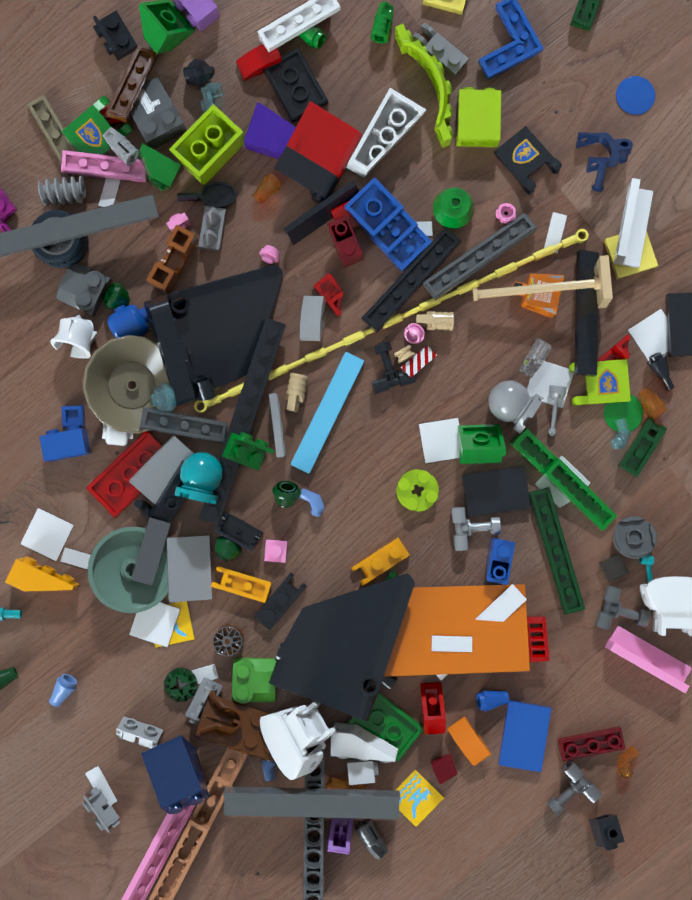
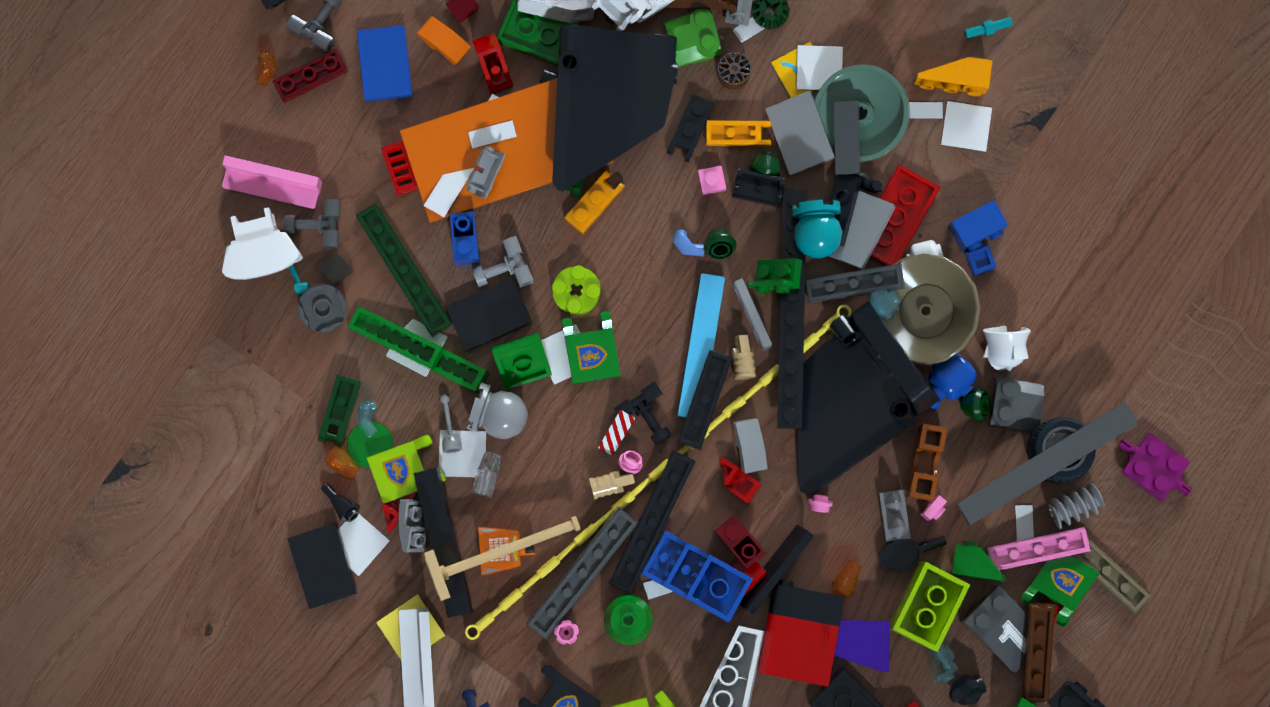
camera: 160 degrees right, 5 degrees down
(118, 142) = (1026, 574): light grey hinge -> none
(338, 366) = (705, 400): none -> black tile
(404, 354) = (634, 435): tan bush -> none
(420, 434) = (591, 353): none -> green flag
(461, 617) = (482, 182): none -> light grey hinge
(489, 700) = (432, 90): blue cone -> none
(555, 230) = (503, 631): white sticker -> none
(610, 332) = (410, 529): none -> light grey slope

